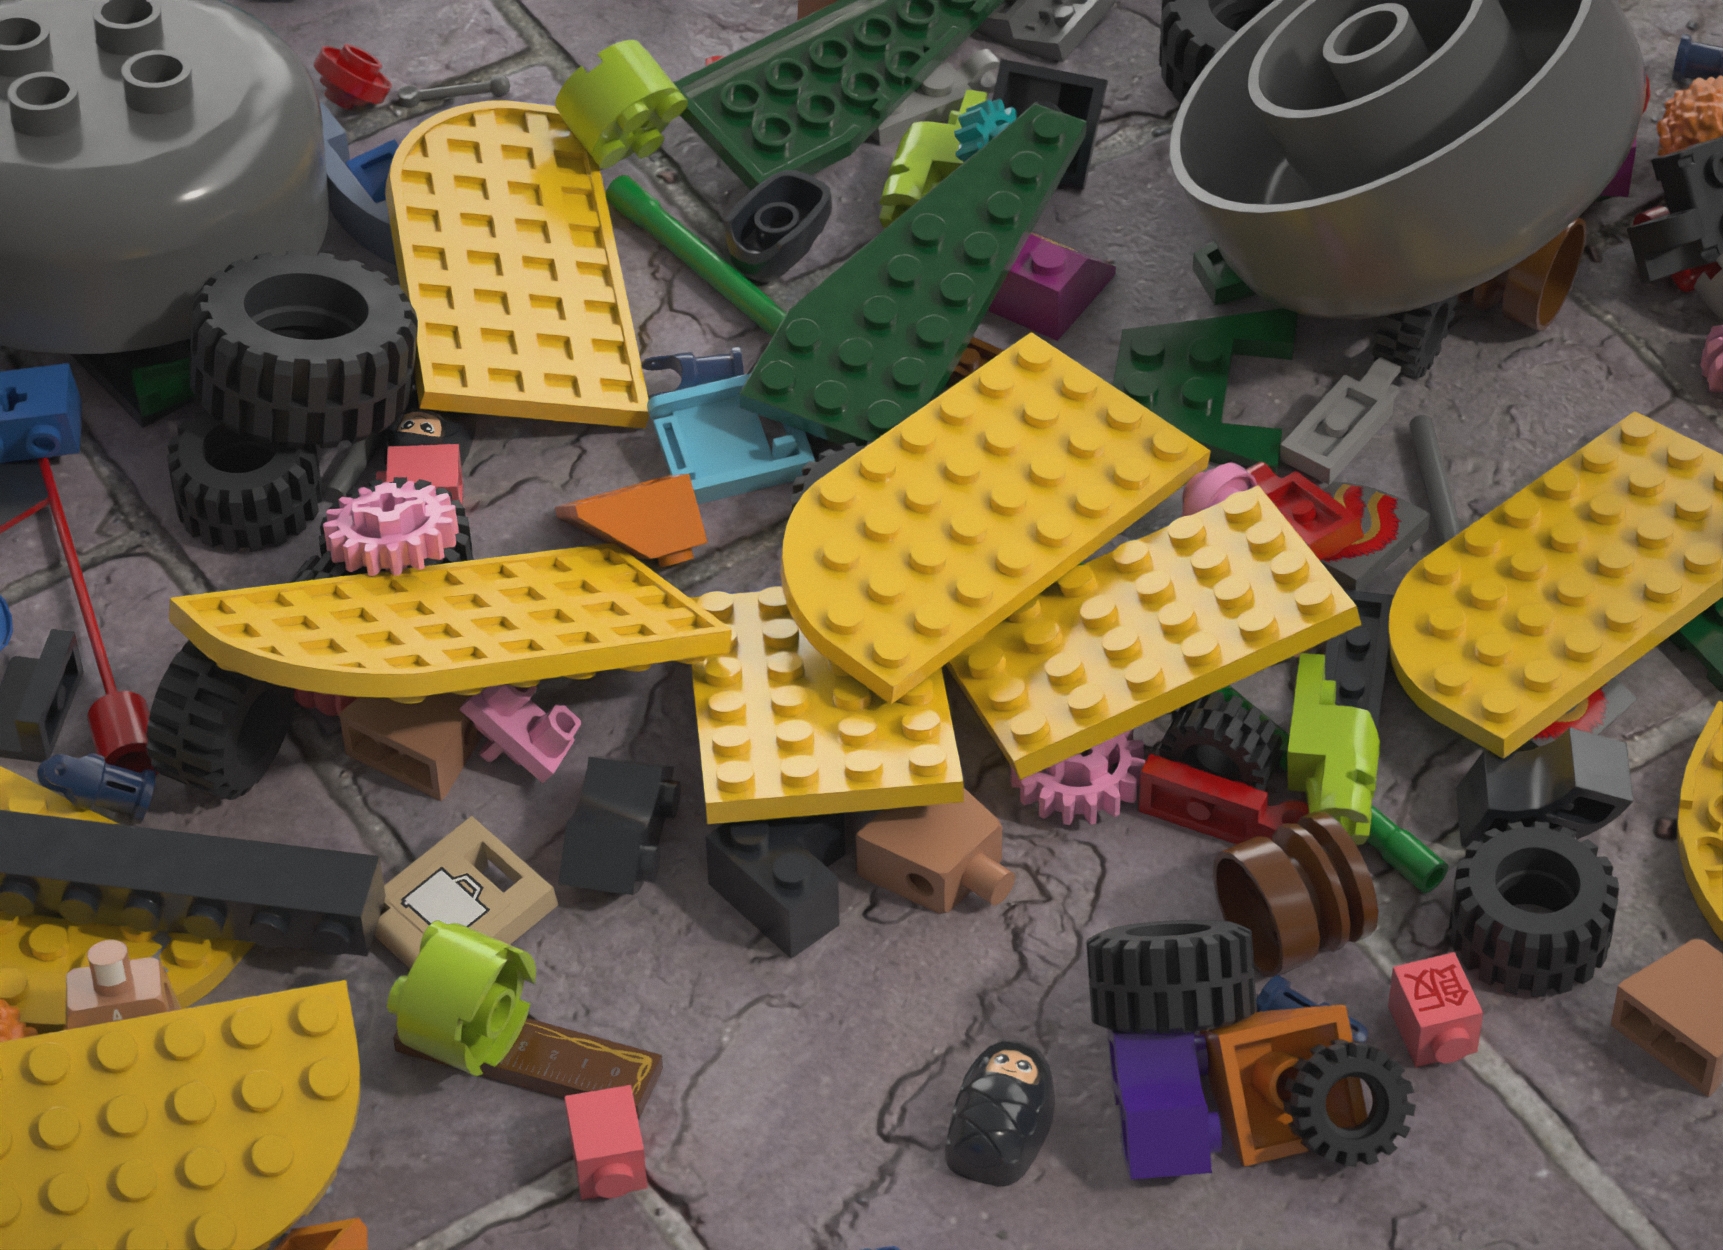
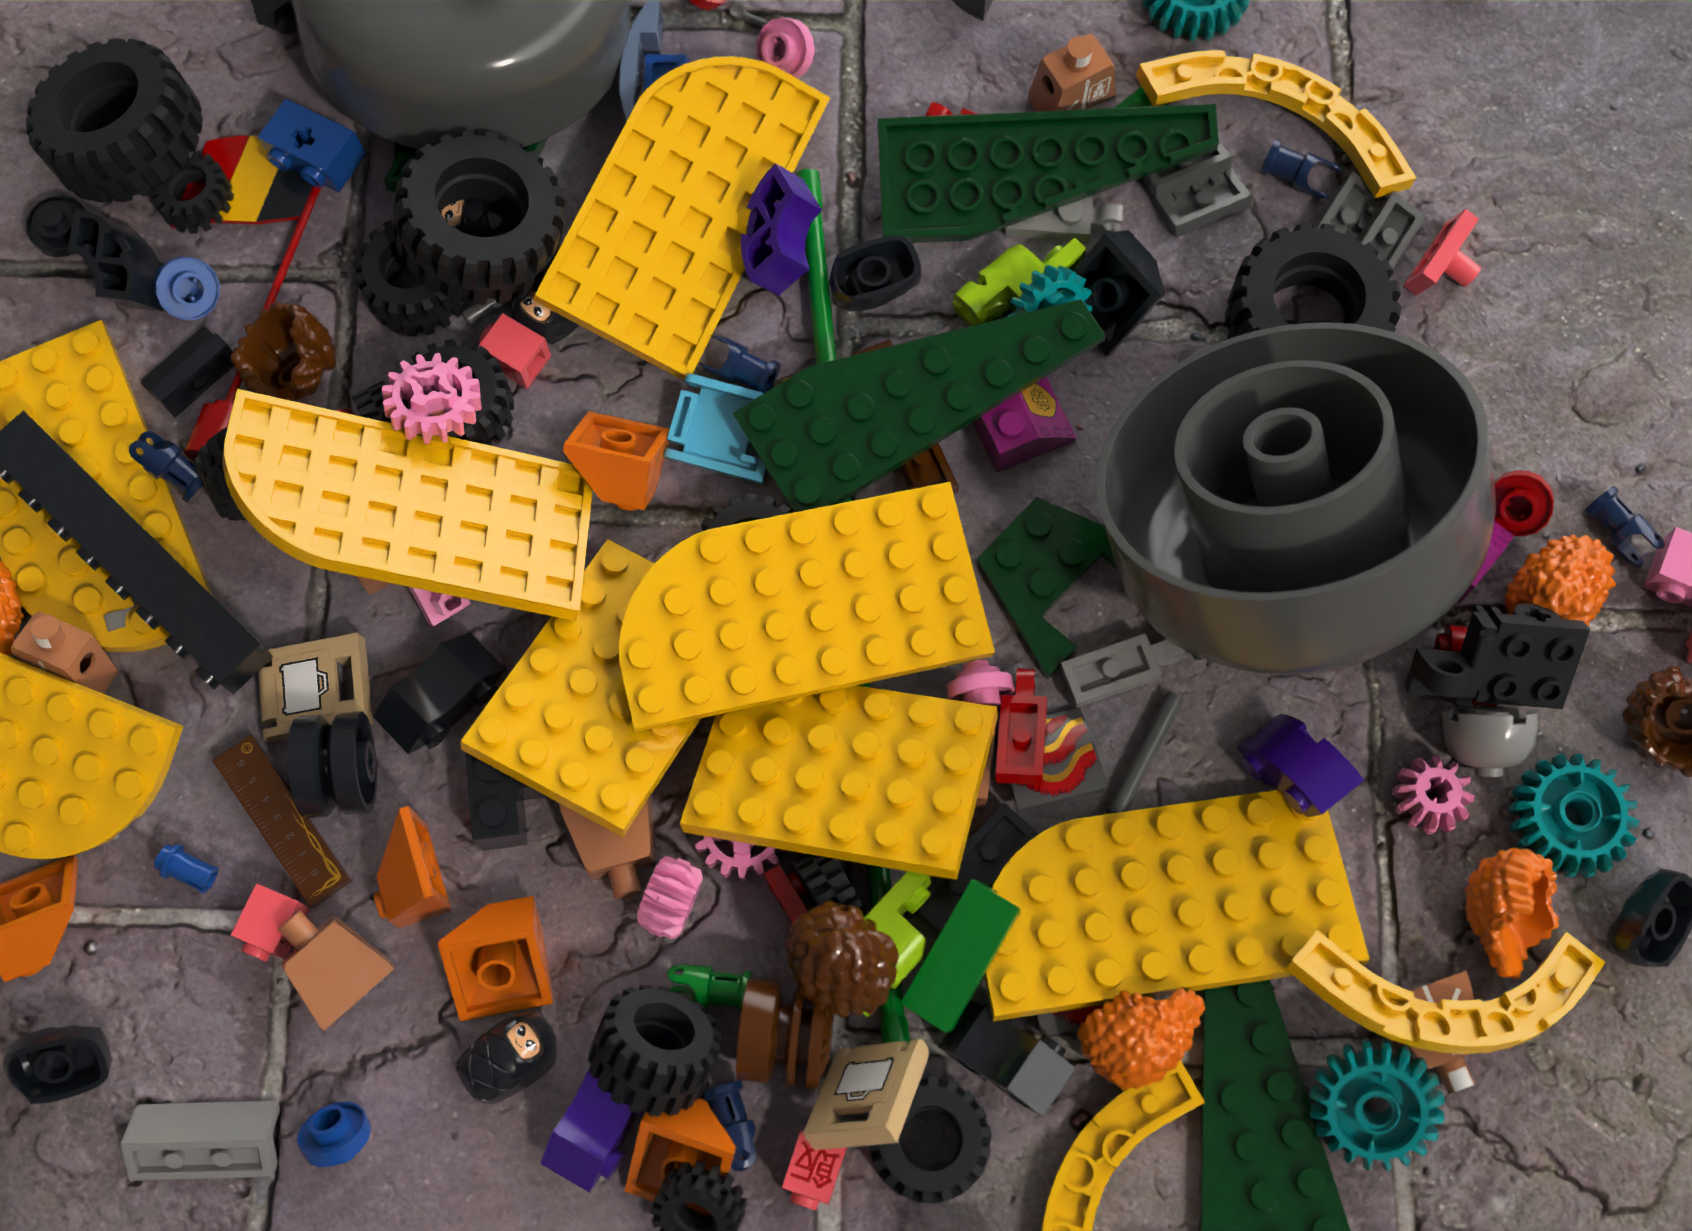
camera: 35 degrees right, 25 degrees up
(134, 599) = (284, 353): none -> reddish brown hair
(451, 1156) = (186, 868): none -> blue pin
(462, 997) = (238, 779): lime brick -> none
(499, 77) = (786, 45): none -> bright pink plate
(568, 928) = (332, 764): none -> black wheel
(620, 104) = (835, 117): lime brick -> none
(637, 229) = (778, 230): none -> dark purple brick
(721, 1130) = (331, 965): none -> nougat torso
(746, 989) = (410, 874): none -> orange slope
(916, 1023) = (497, 960): none -> orange slope
(1055, 854) = (669, 897): none -> bright pink gear
(1199, 902) = (710, 986): none -> green piece
(1303, 756) = (841, 959): none -> reddish brown hair
(1419, 719) = (961, 956): none -> green panel
(1438, 886) = (866, 1080): none -> tan container
(1602, 391) = (1305, 771): none -> dark purple brick
(1661, 686) = (1140, 1037): none -> orange piece

